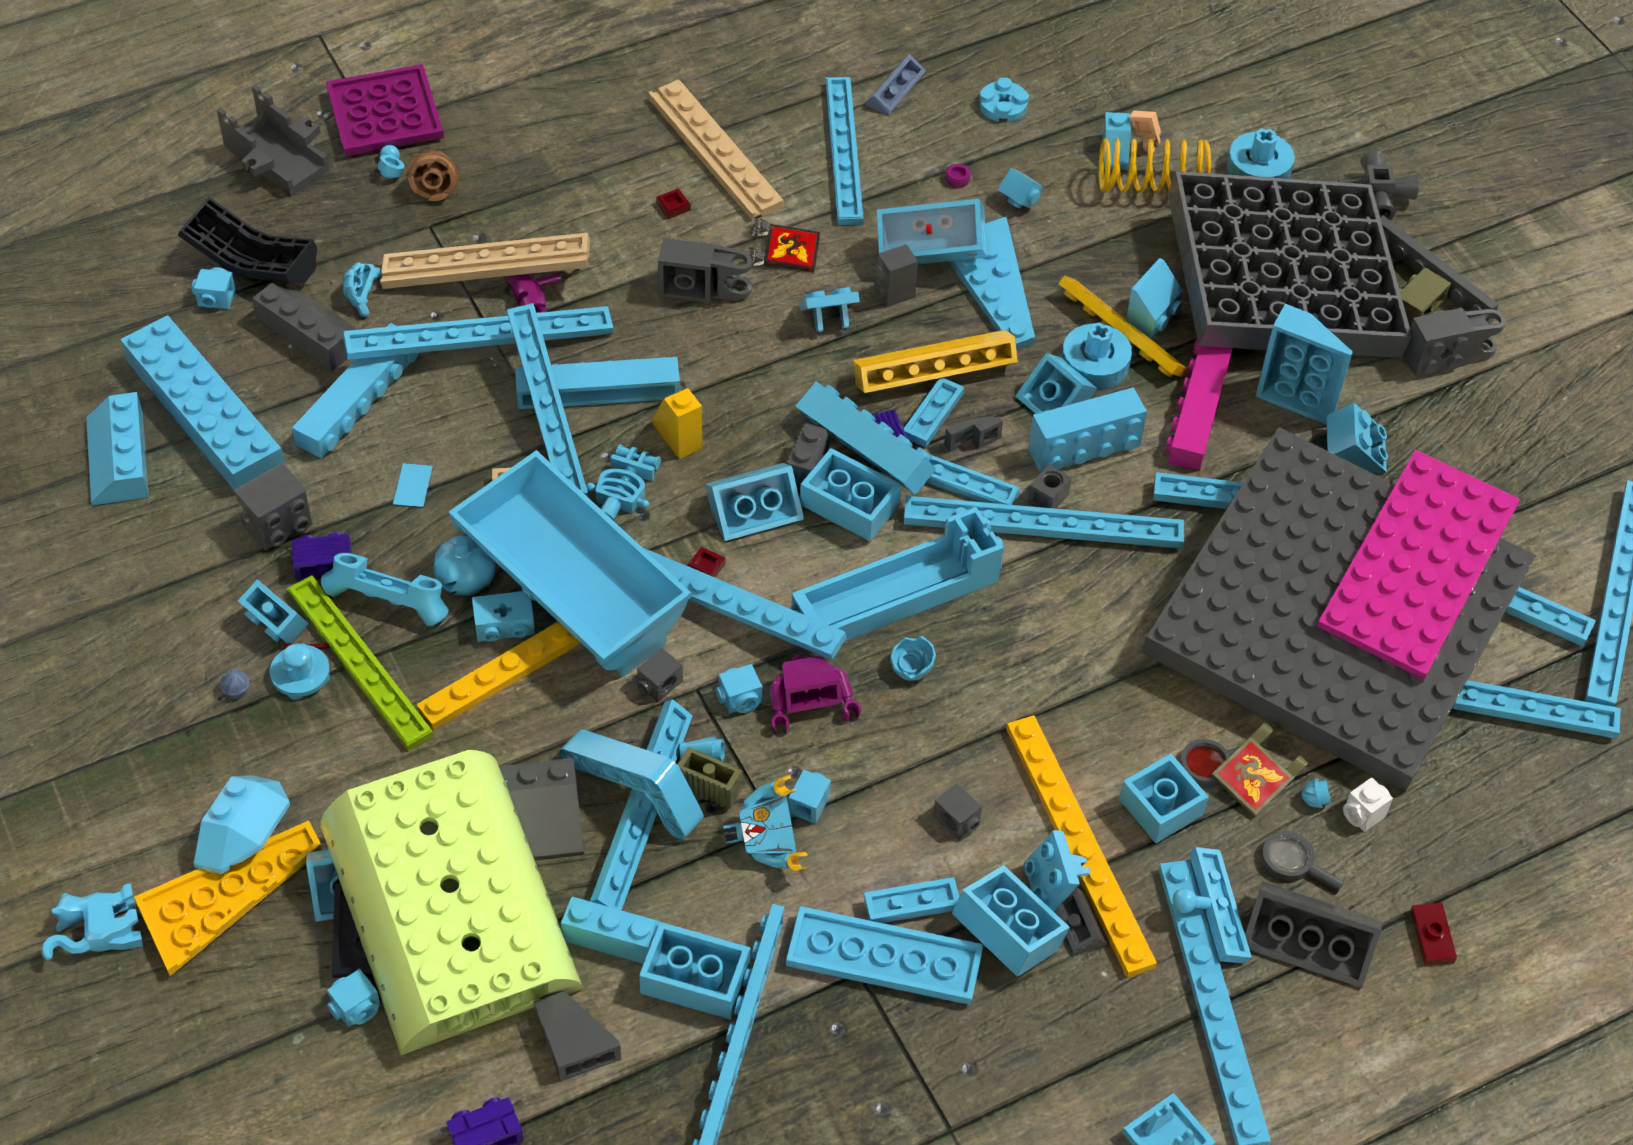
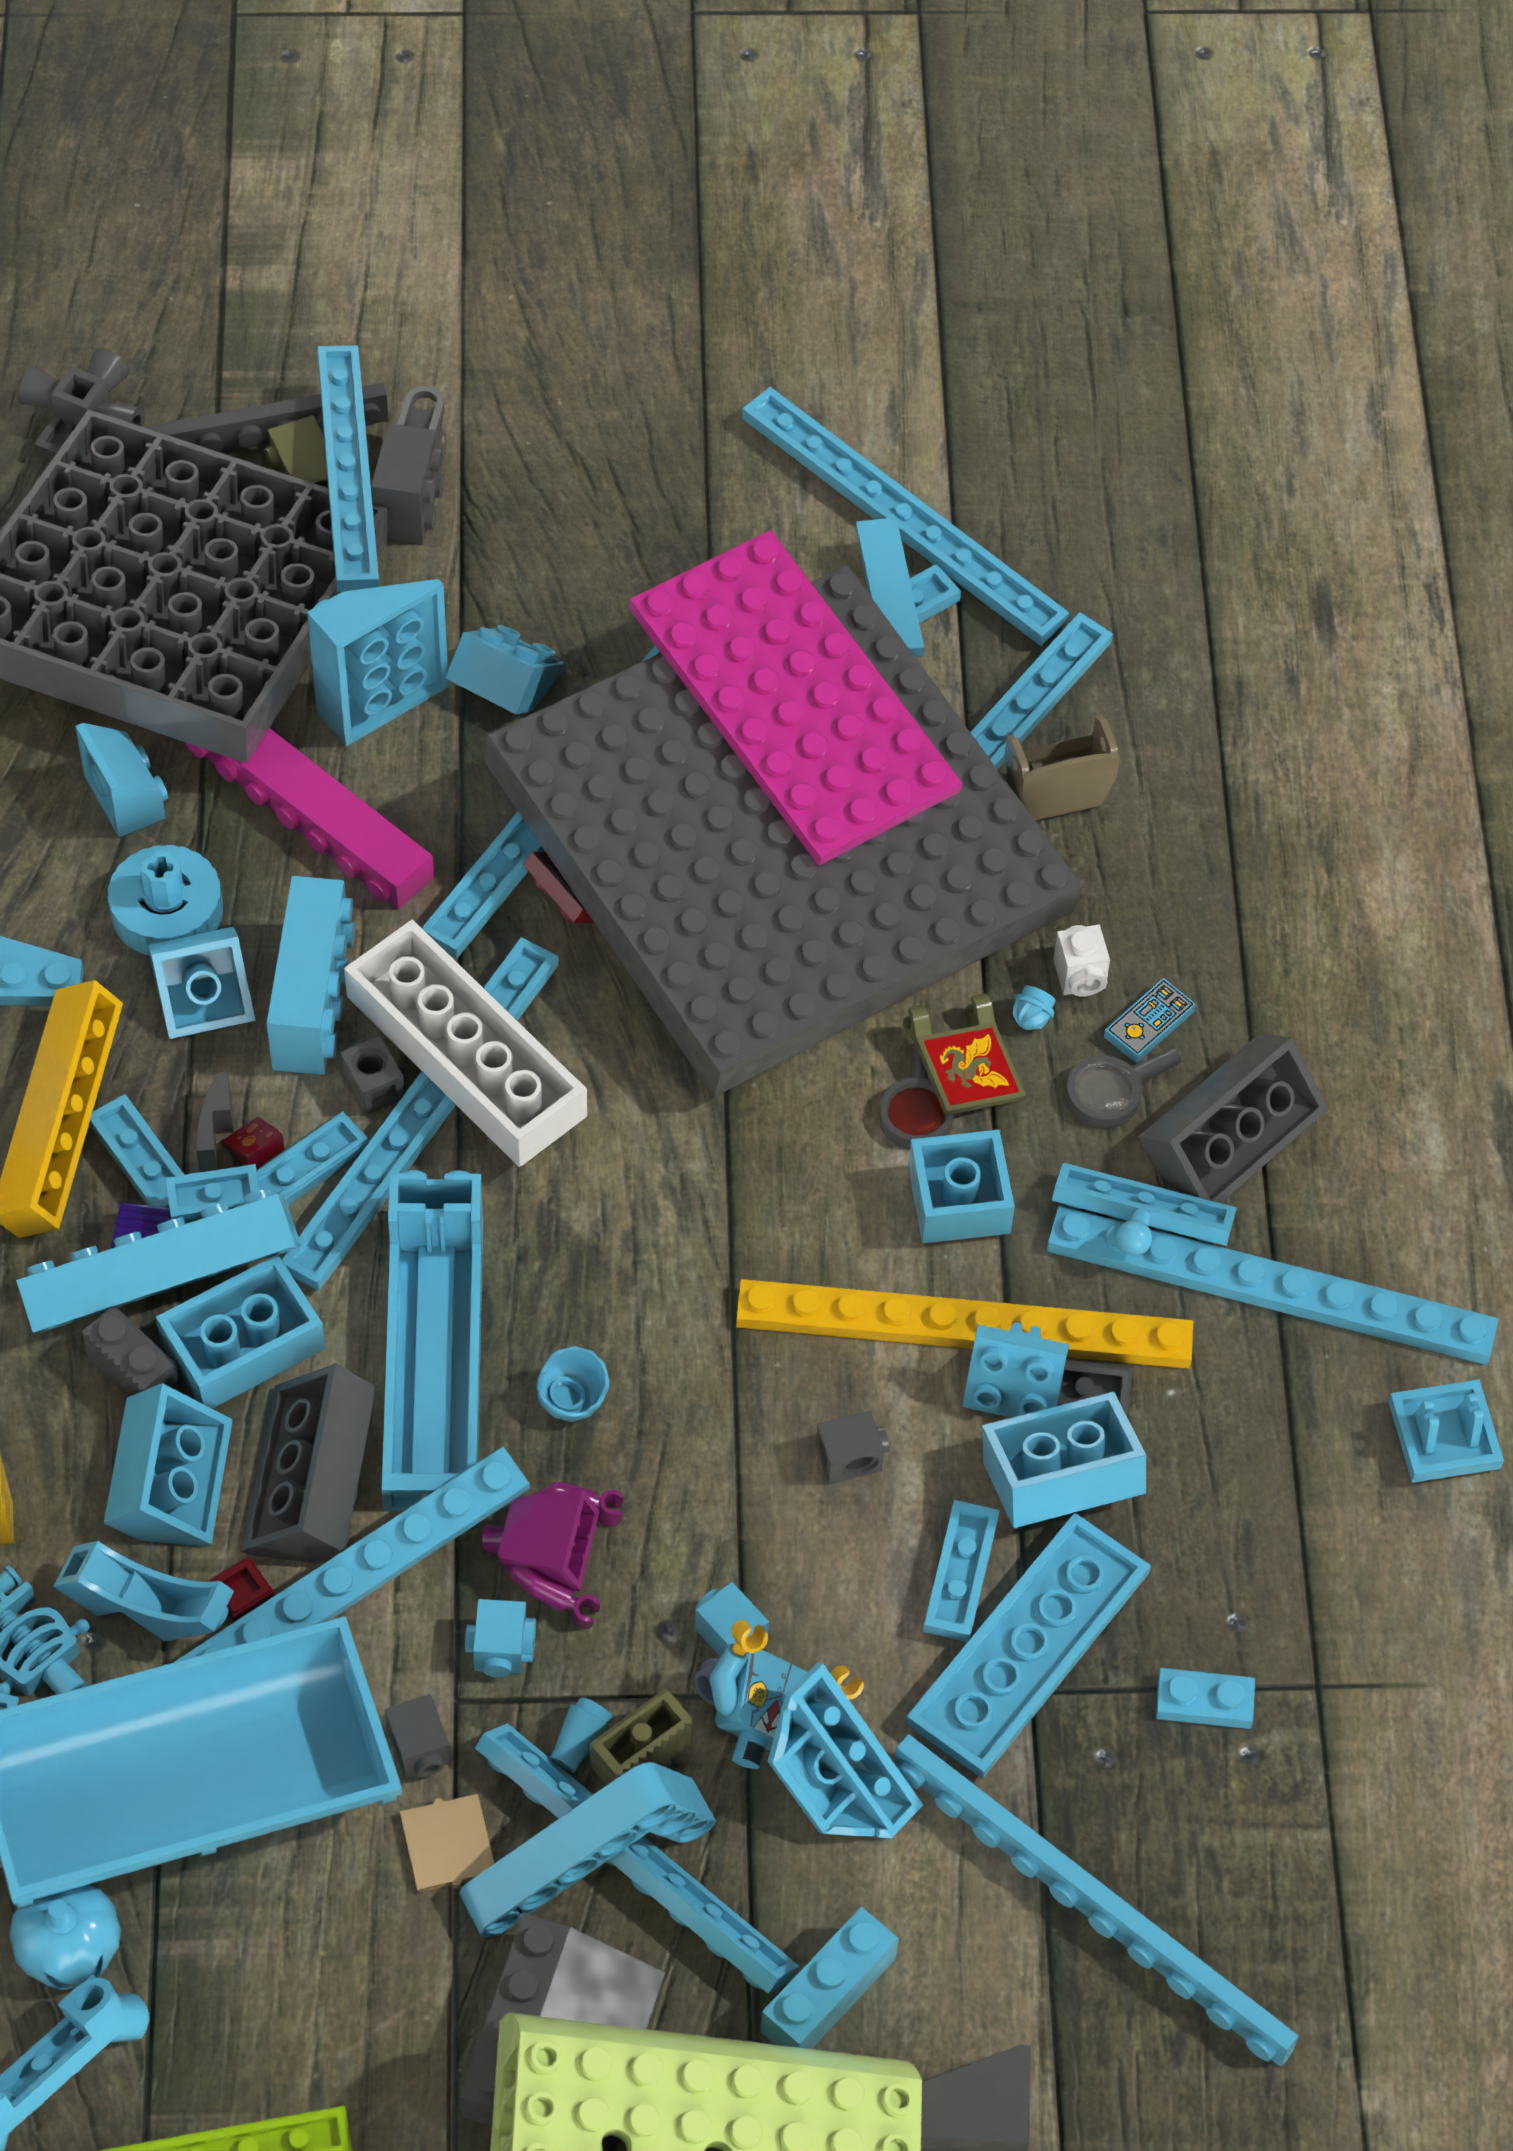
camera: 65 degrees left, 5 degrees up
(496, 675) = (286, 1974): yellow plate -> none
(503, 616) = (187, 1889): medium azure brick -> none
(609, 716) = (447, 1842): none -> tan piece
(671, 514) = (158, 1602): none -> medium azure arch
(694, 970) = (953, 1895): medium azure brick -> none
(743, 873) = (837, 1763): none -> medium azure wedge
(793, 562) = (310, 1466): none -> dark grey slope
(904, 1067) = (1205, 1698): none -> medium azure plate
(923, 438) = (198, 1191): none -> medium azure plate
(974, 458) = (255, 1143): none -> dark red slope
(1088, 514) = (466, 1043): none -> white brick
(1149, 349) = (115, 846): yellow plate -> none
(1355, 862) = (1149, 1020): none -> tile
(1423, 302) = (347, 468): none -> medium azure plate
(1433, 933) = (1291, 990): dark red plate -> none
(1488, 739) = (1065, 773): none -> dark tan piece
(1555, 600) = (889, 578): none -> medium azure tile

